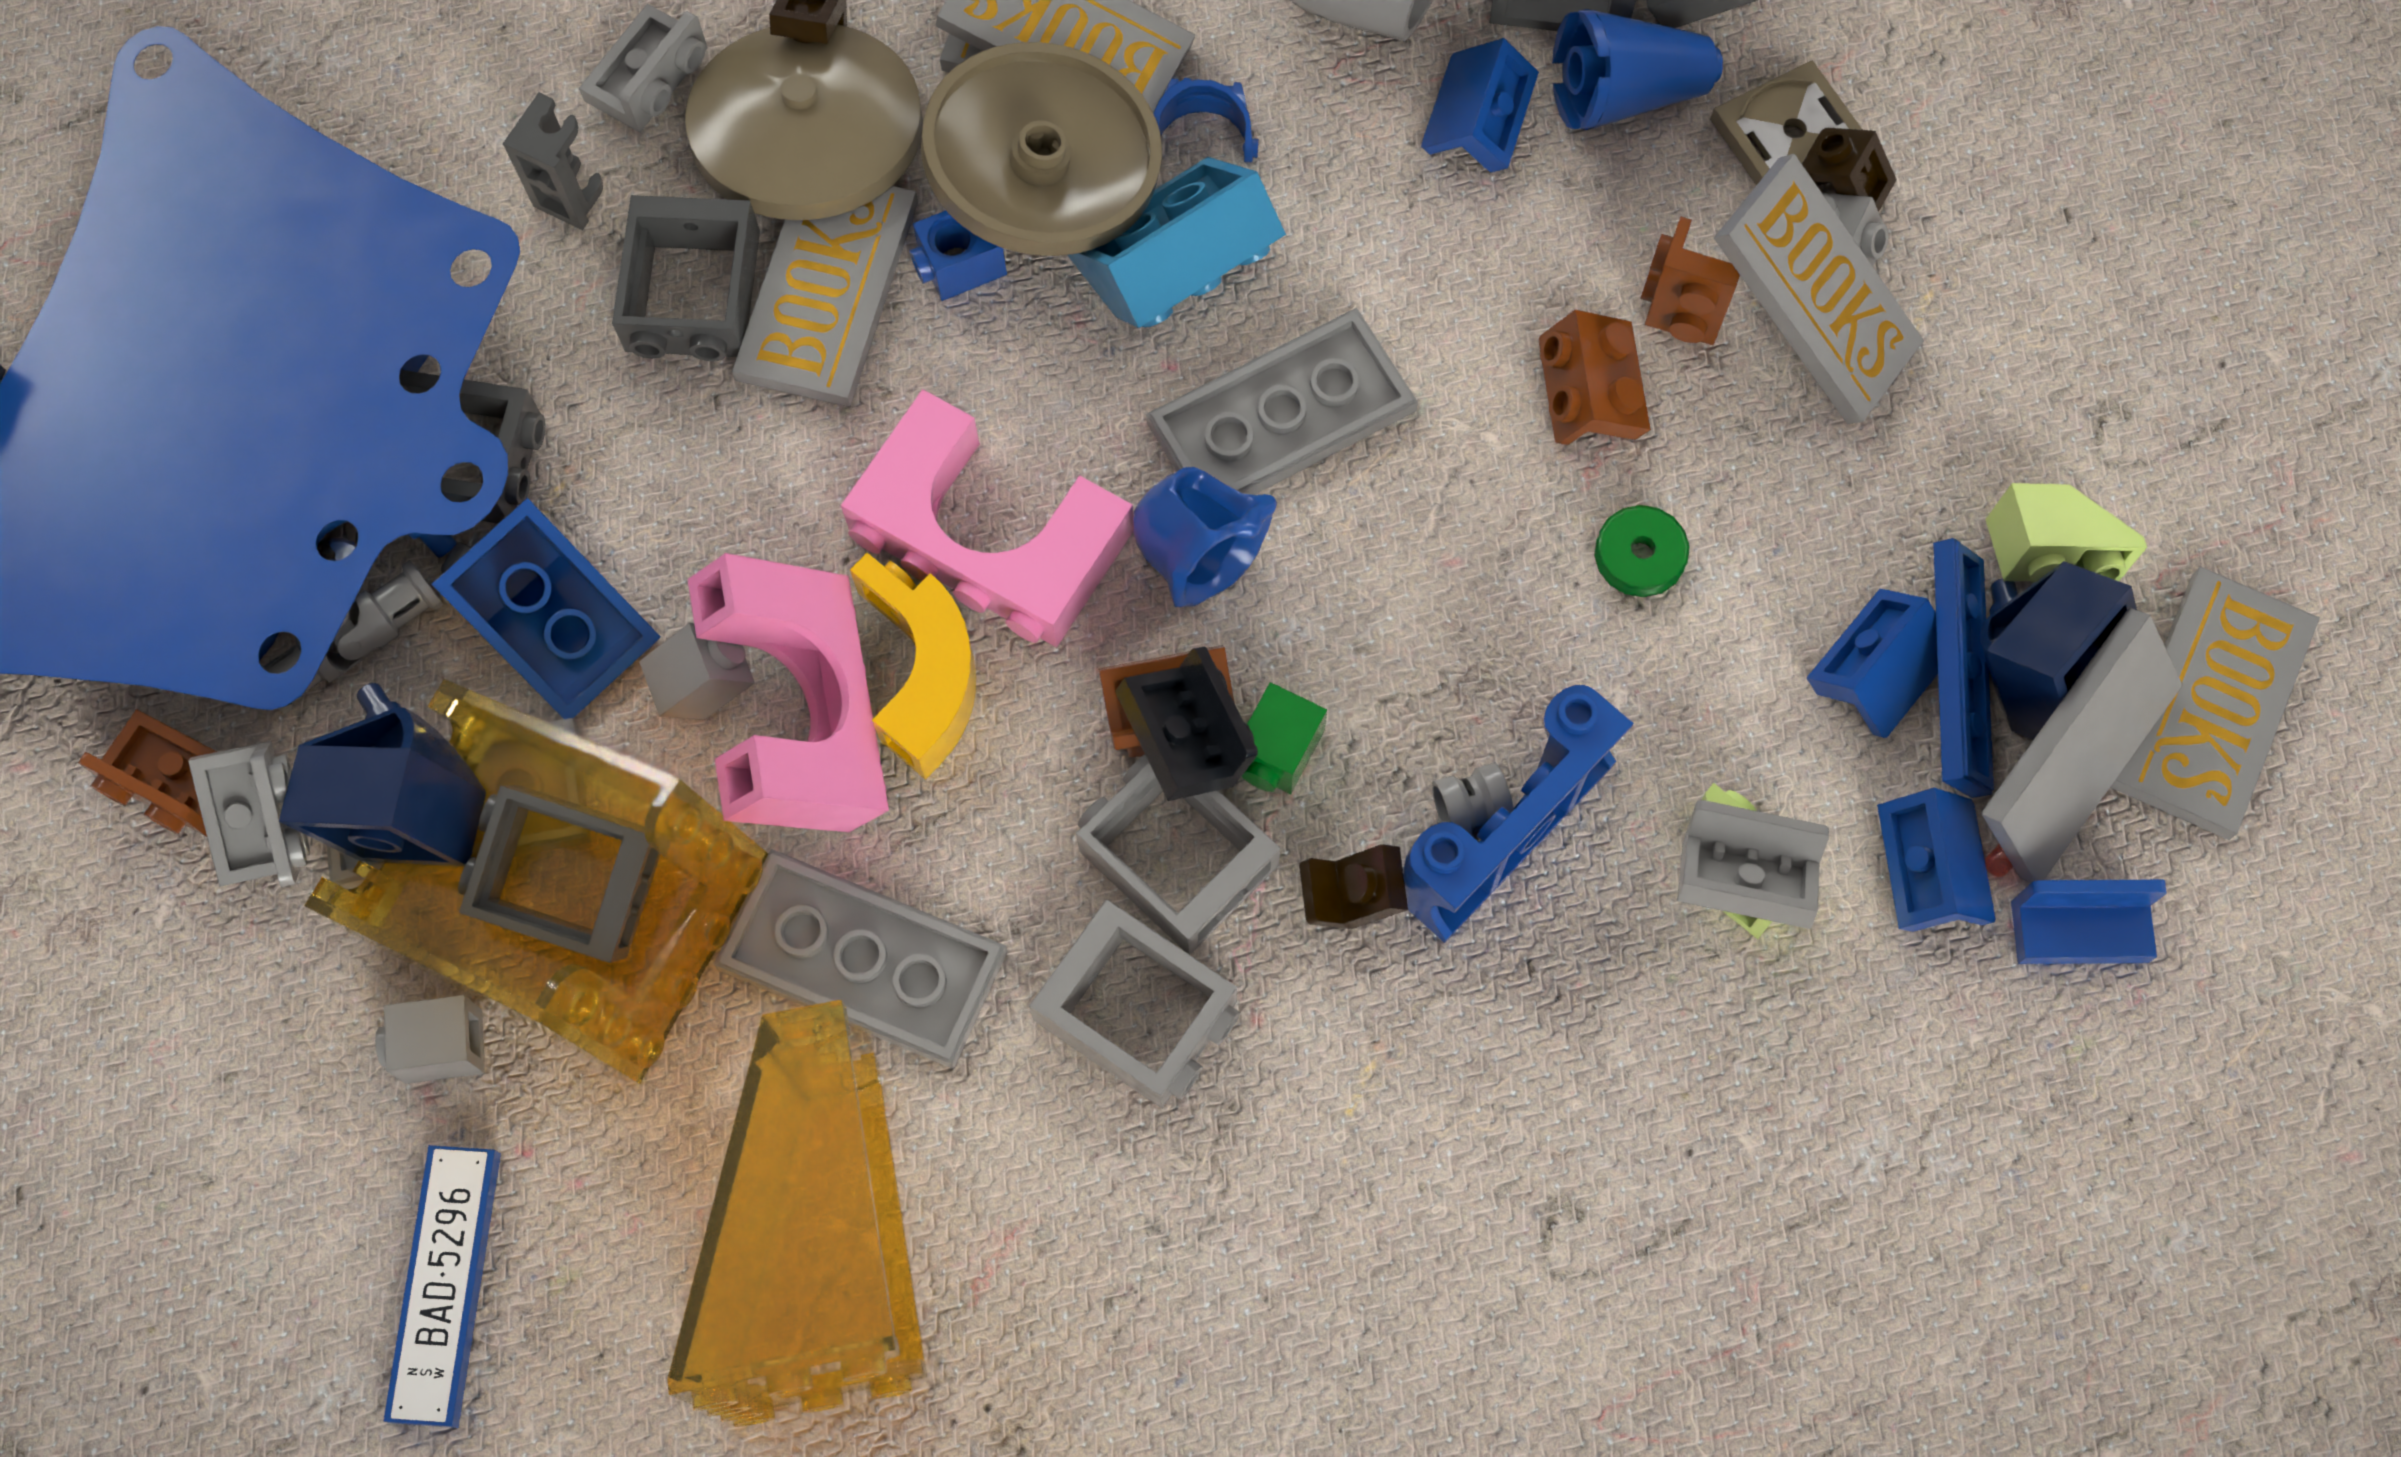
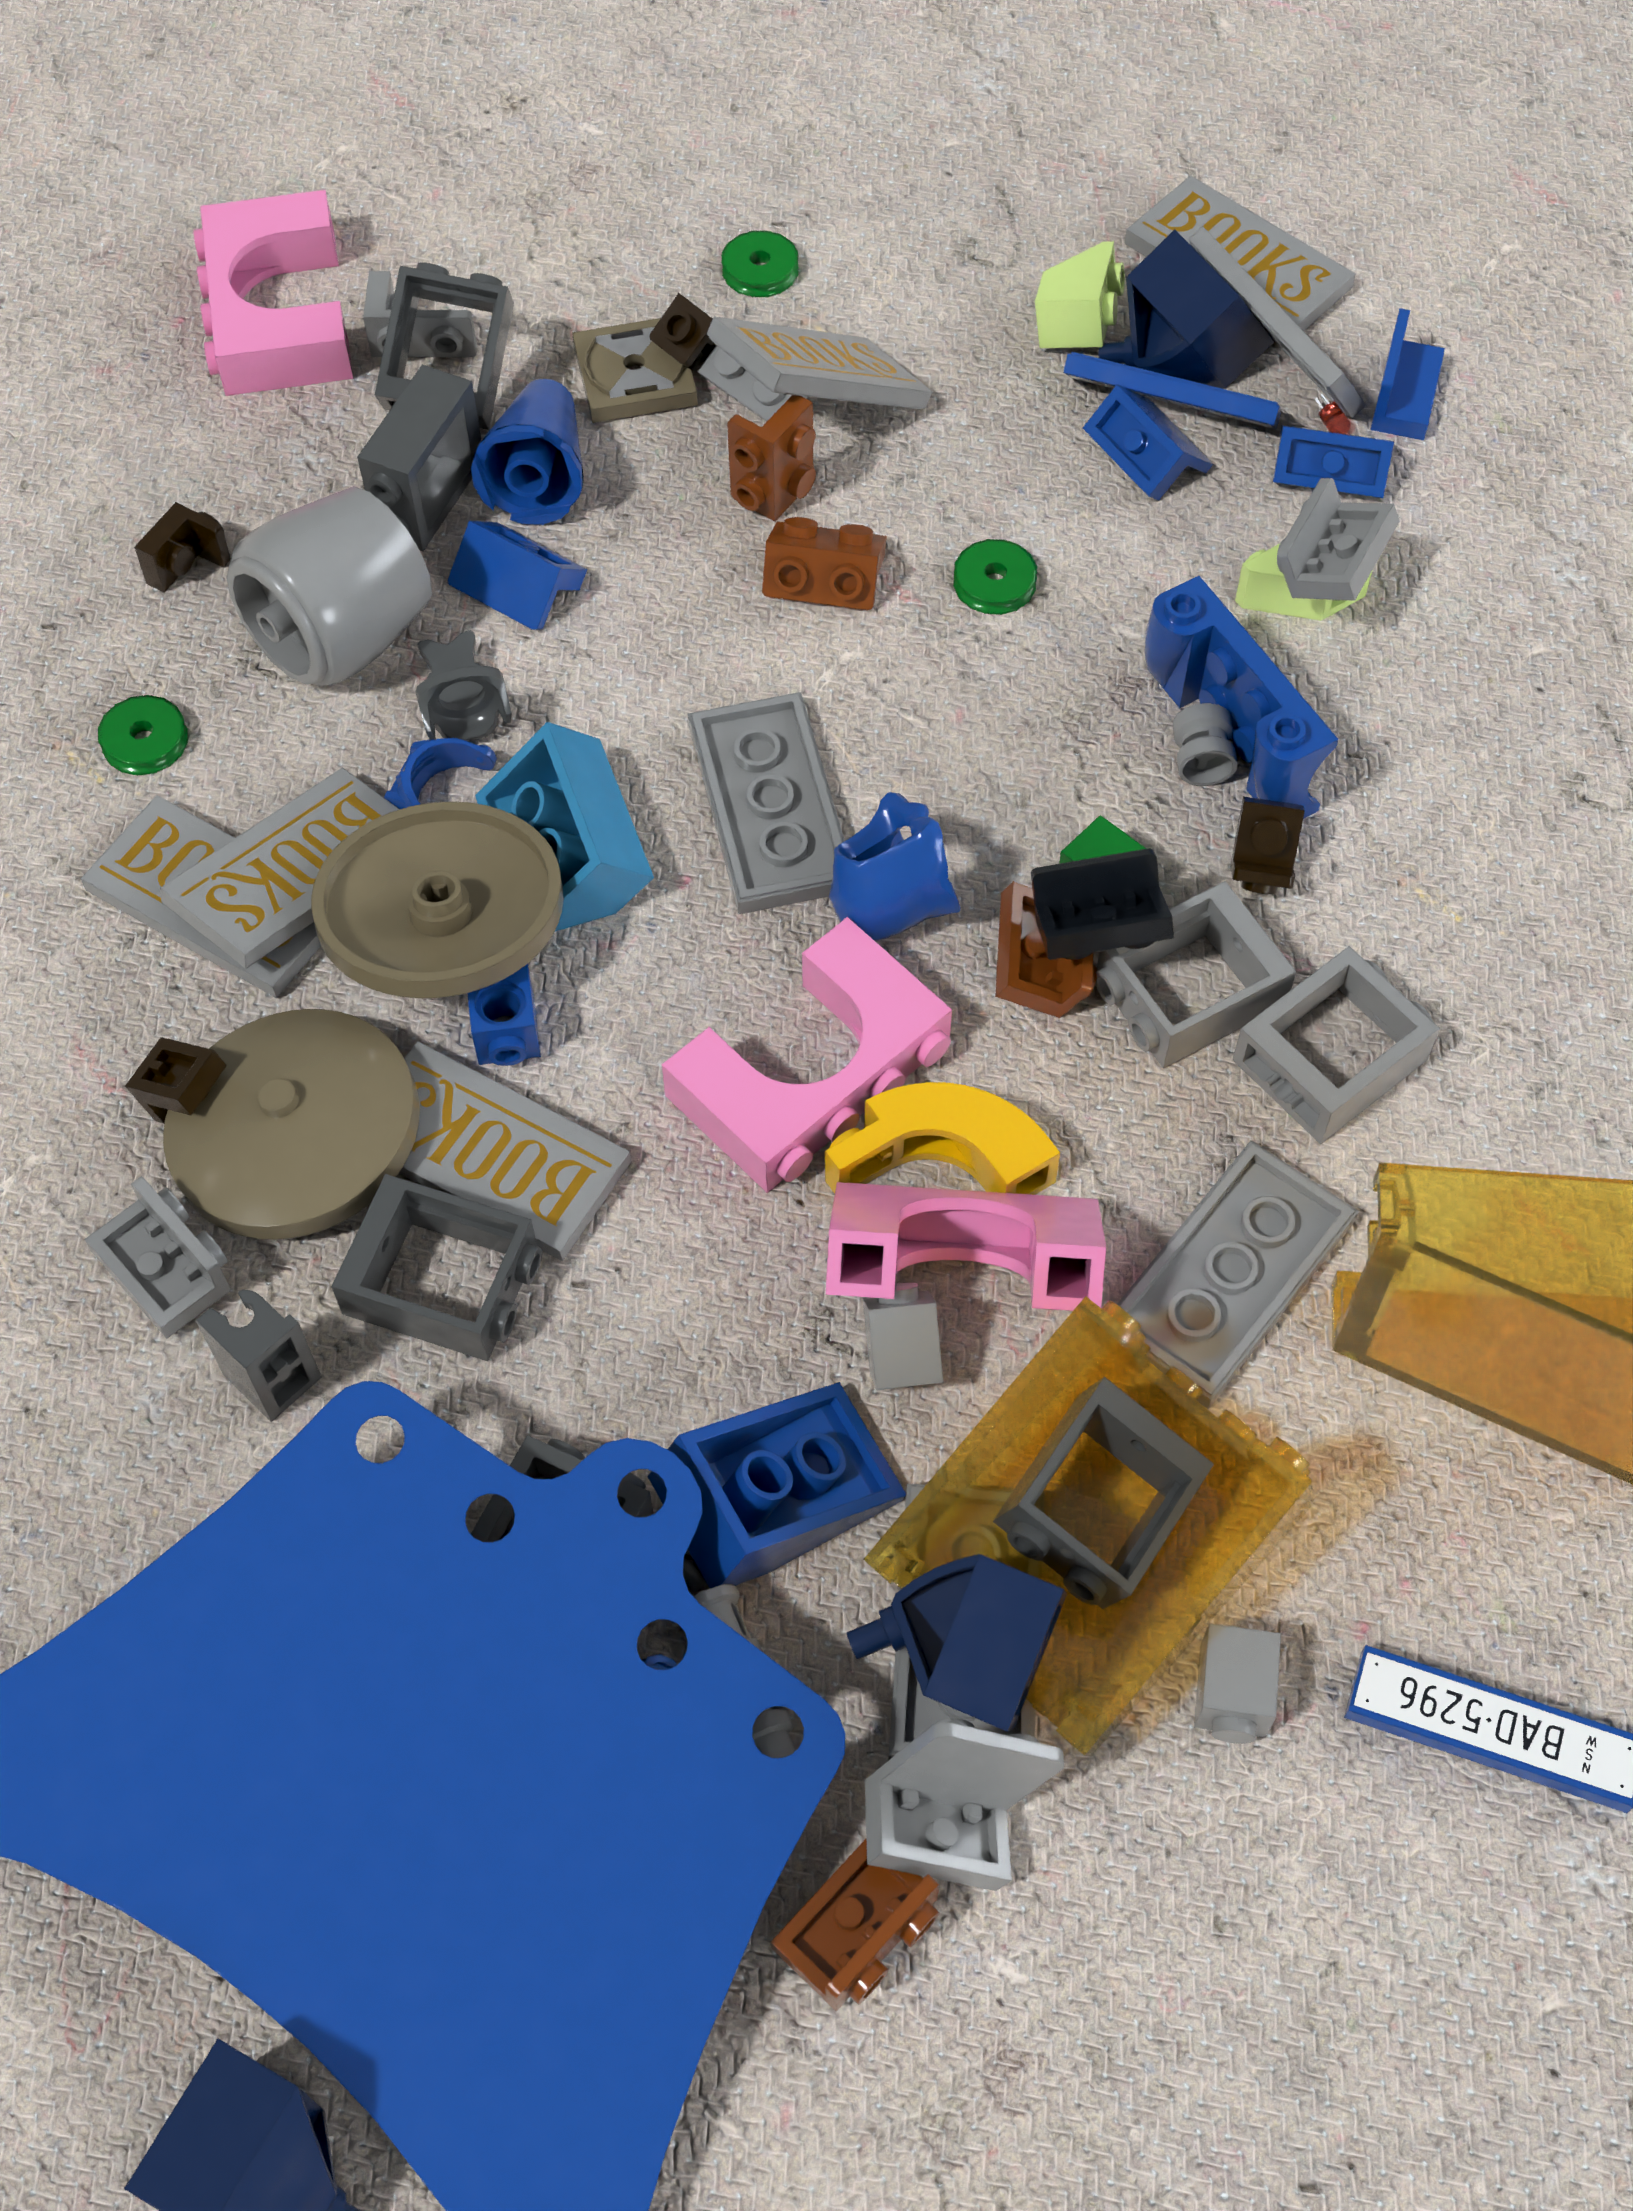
camera: 75 degrees left, 10 degrees down
(1305, 110) = (458, 694): none -> dark grey hair
(1989, 232) = (760, 280): none -> green piece

